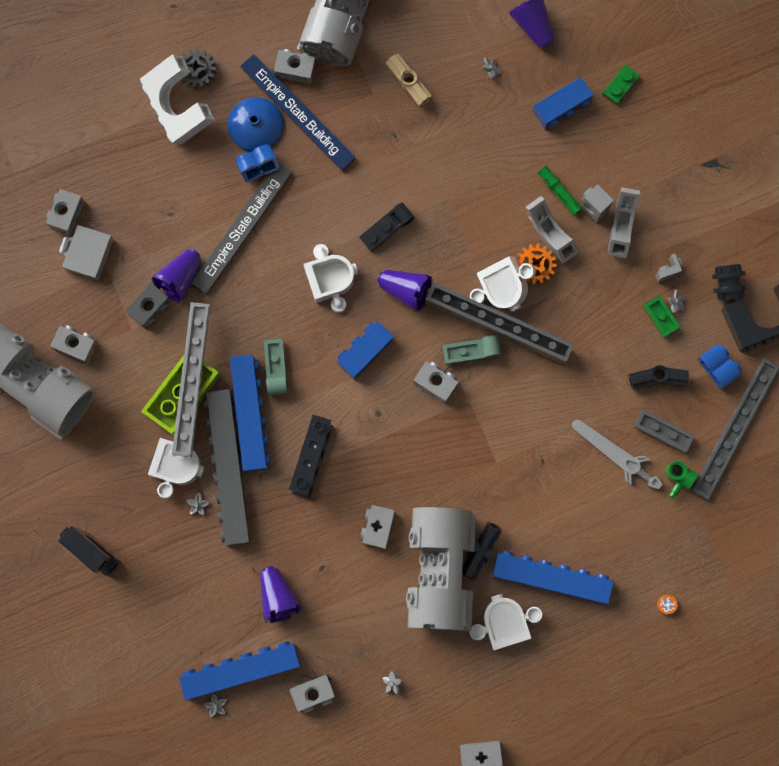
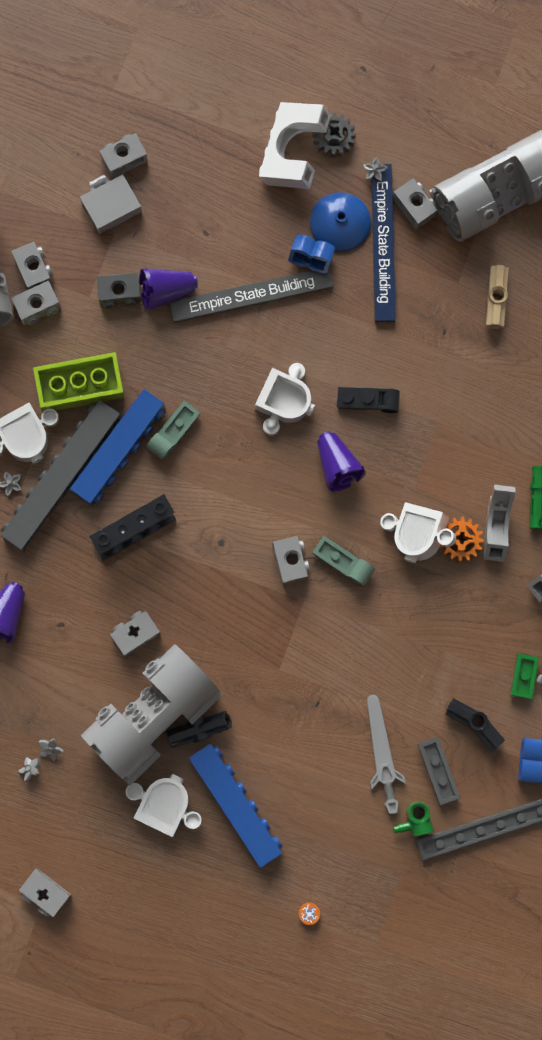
camera: 30 degrees right, 0 degrees up
(100, 355) = (42, 293): none -> light grey brick
(191, 379) = (95, 378): light grey tile -> none
(246, 67) = (375, 169): none -> light grey plant
(365, 349) = (258, 482): blue brick -> none
(393, 657) = (49, 748): none -> light grey plant
(499, 323) = (385, 560): dark grey brick -> none

